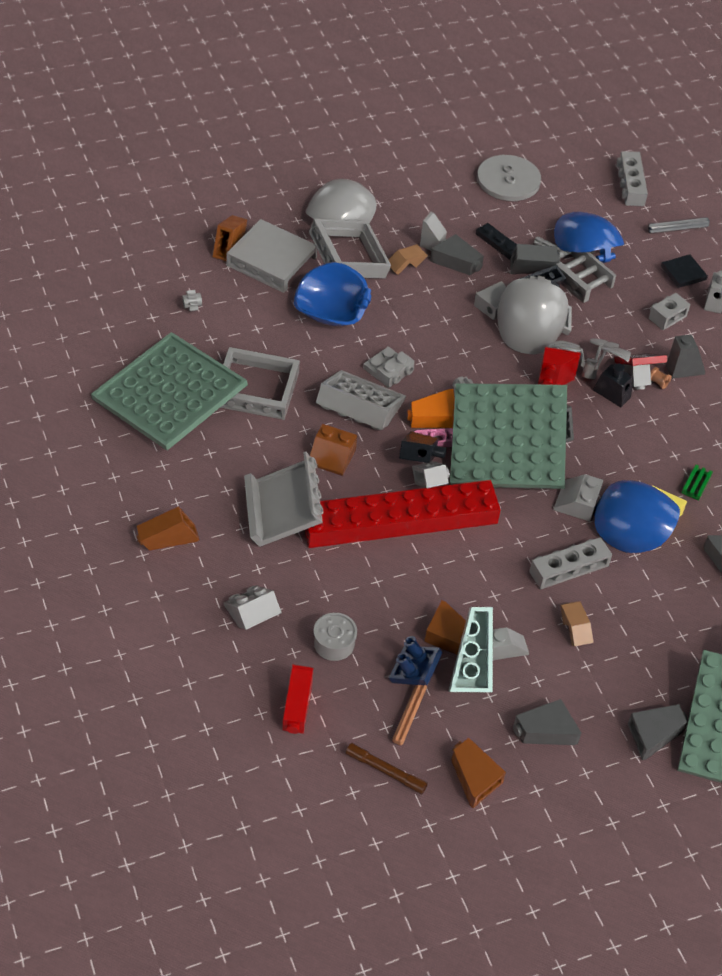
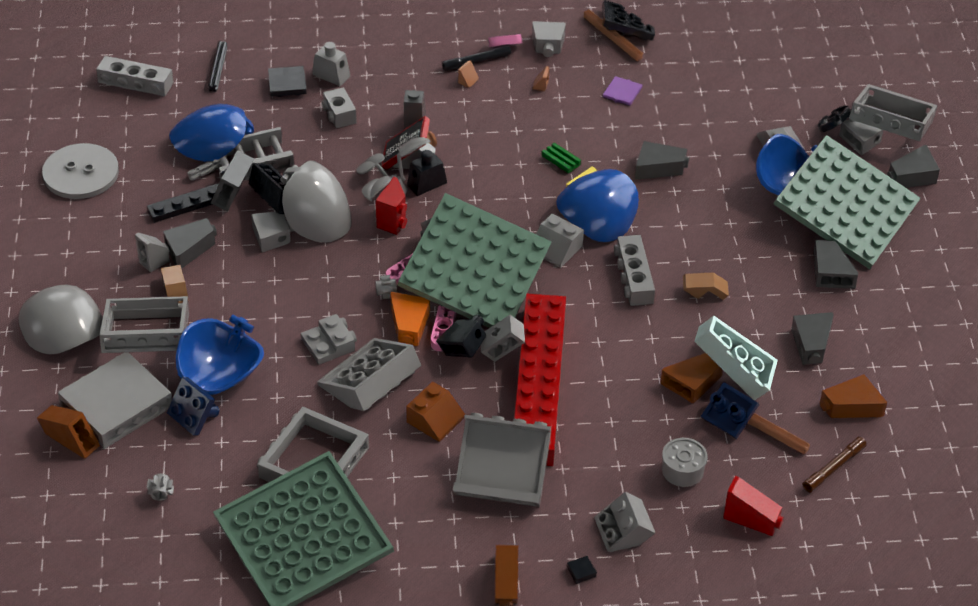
camera: 70 degrees left, 5 degrees down
(195, 587) = (581, 569): none -> black tile
(276, 293) = (192, 406): none -> dark blue plate

